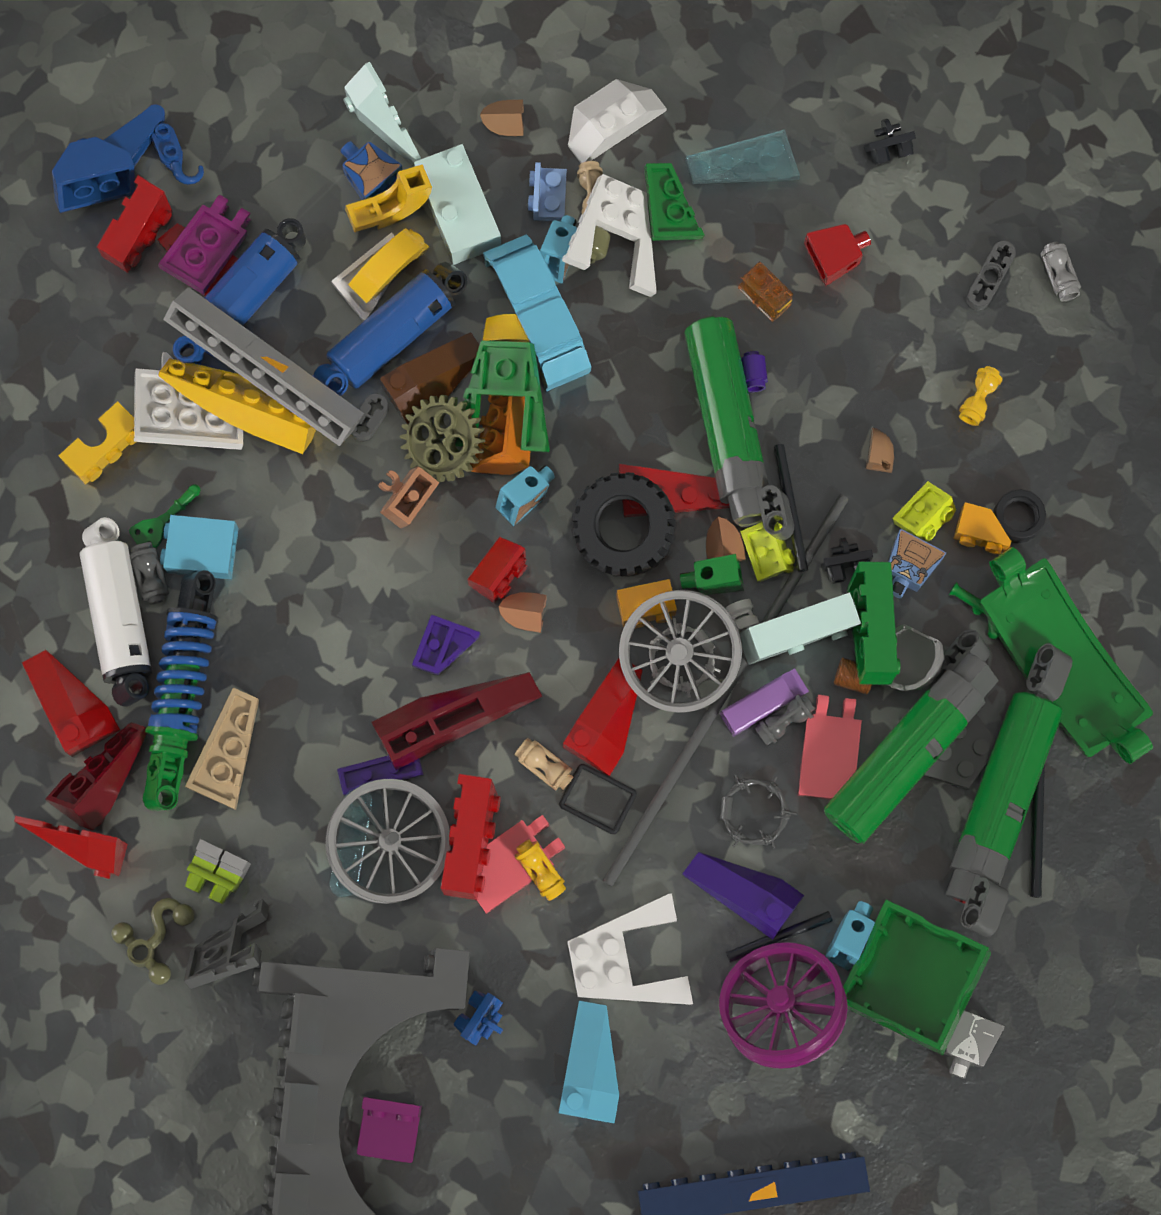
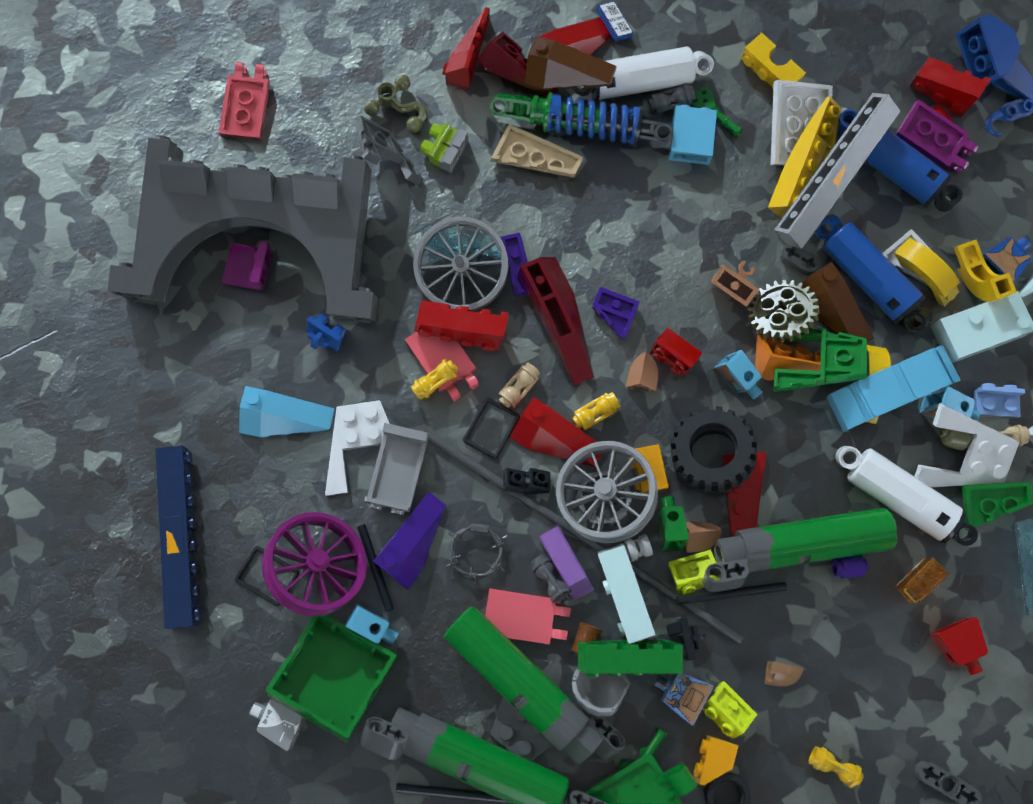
camera: 90 degrees right, 0 degrees up
(31, 648) = (614, 21): none -> tile
(115, 716) = (558, 65): none -> reddish brown wedge
(151, 1153) = (245, 104): none -> coral tile
(567, 656) = (605, 406): none -> yellow piece
(659, 913) = (397, 469): none -> light grey panel
(666, 752) = (529, 482): none -> black slope
(668, 304) = (907, 496): none -> white piece
(813, 1089) = (252, 589): none -> black piece

